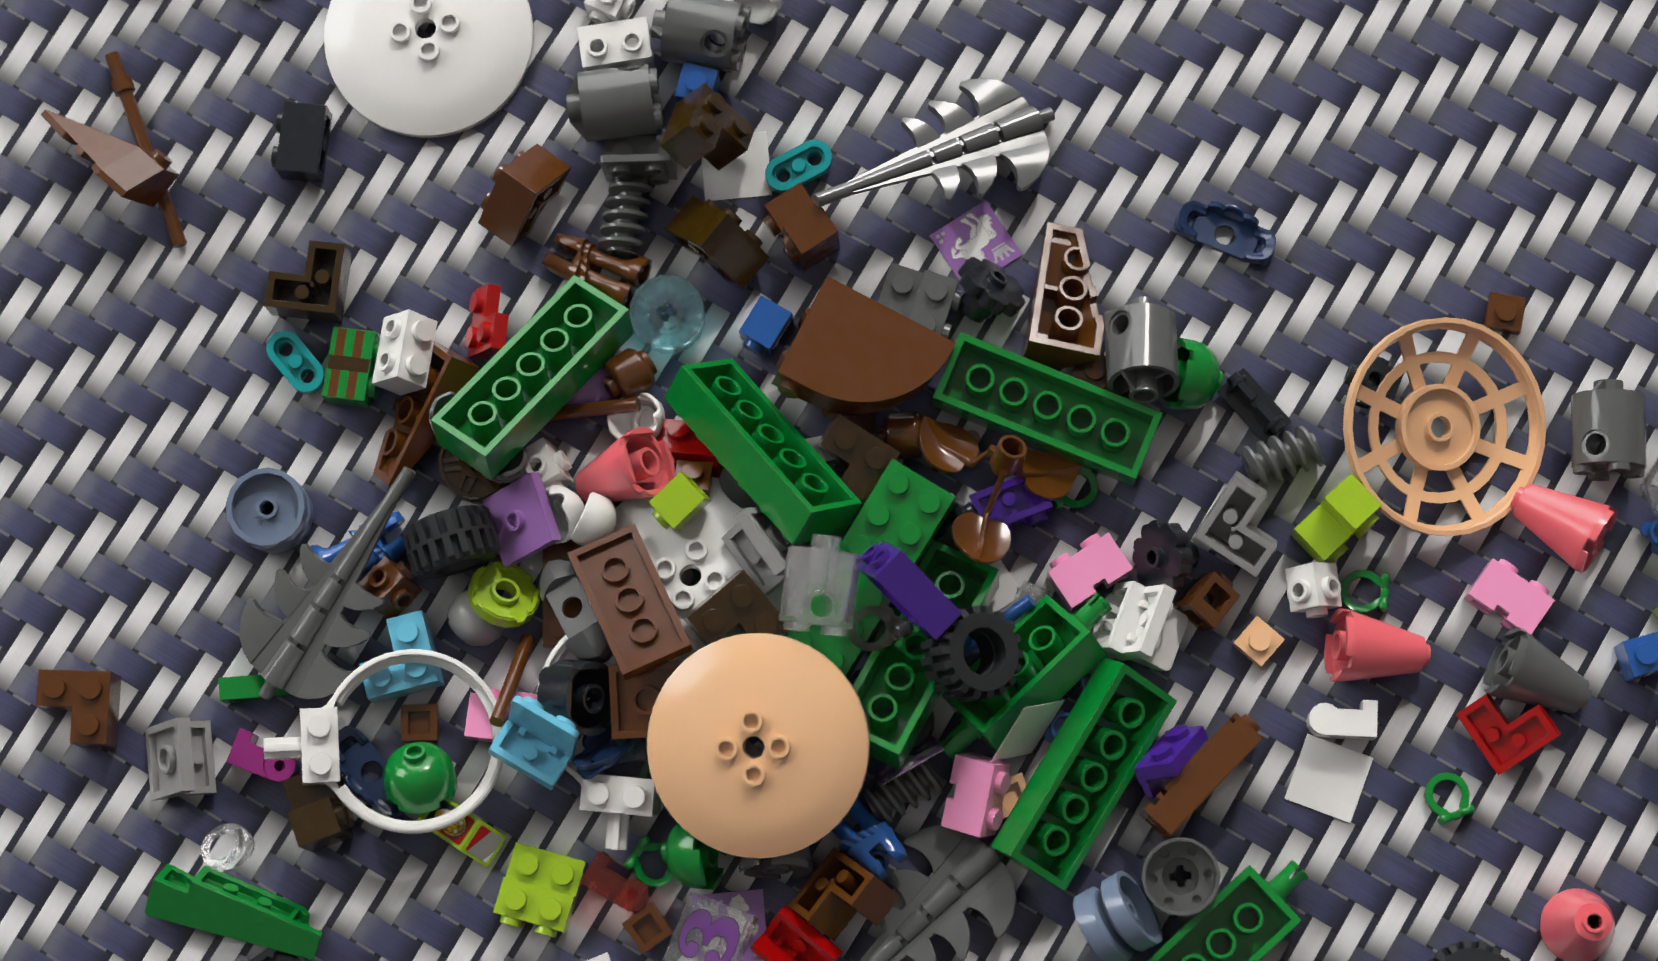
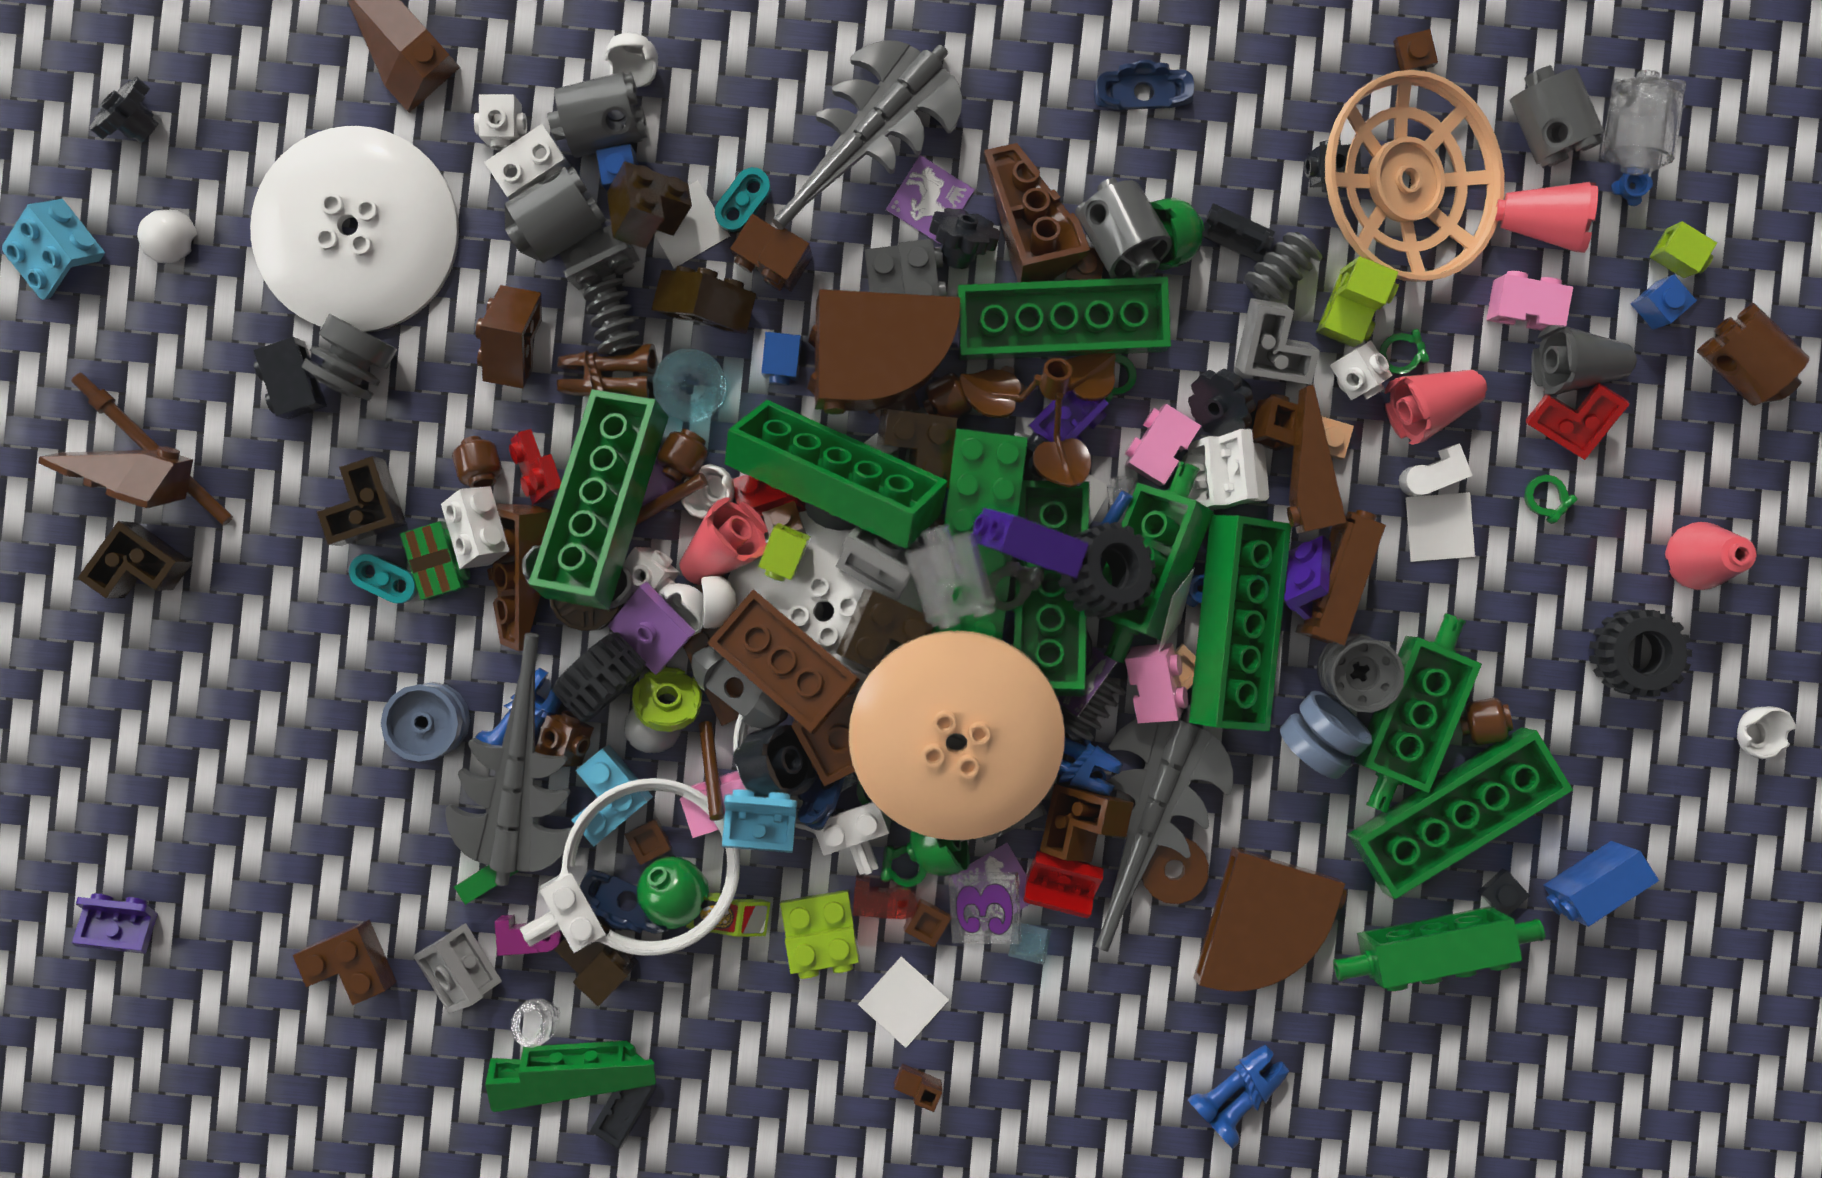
camera: 30 degrees left, 10 degrees up
(81, 235) = (131, 555): none -> dark brown brick
(367, 147) = (348, 358): none -> dark grey wheel
(435, 294) = (477, 462): none -> reddish brown head
(1210, 679) = (1313, 486): none -> reddish brown wedge

